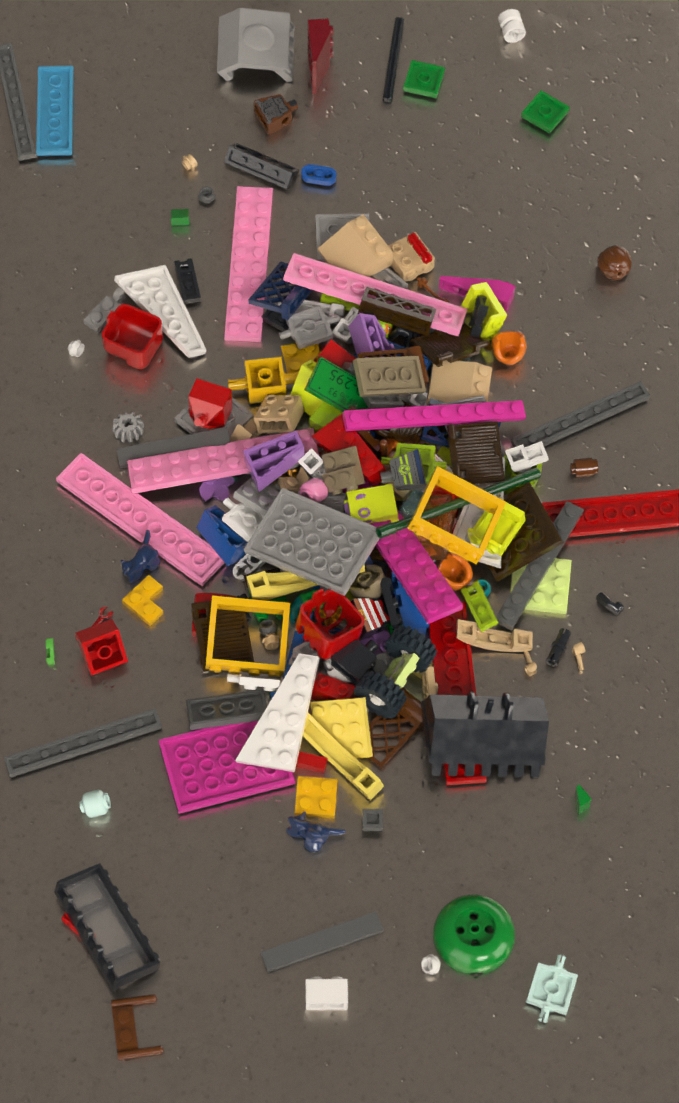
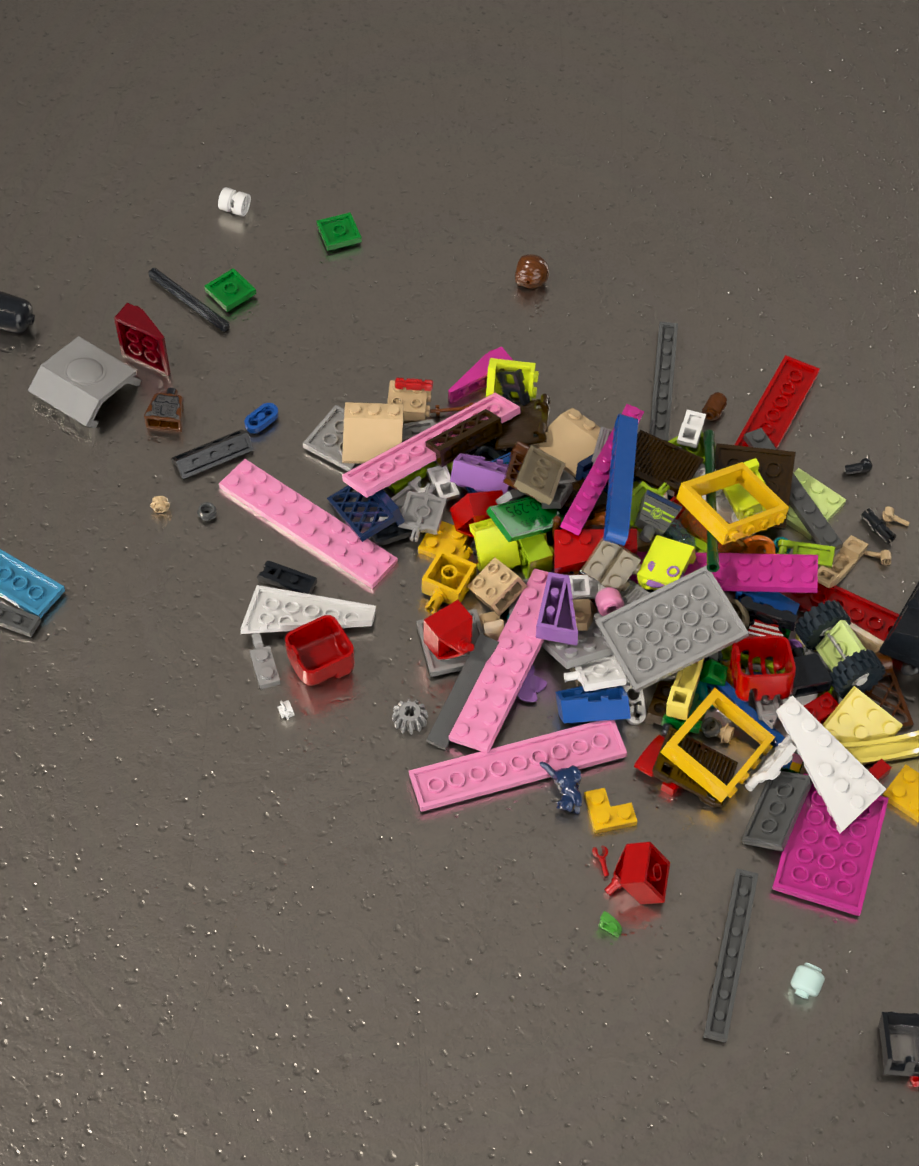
camera: 55 degrees left, 5 degrees down
(179, 217) = (211, 545): green slope -> none
(421, 428) = (621, 480): none -> blue beam
(509, 347) = (559, 385): orange piece -> none

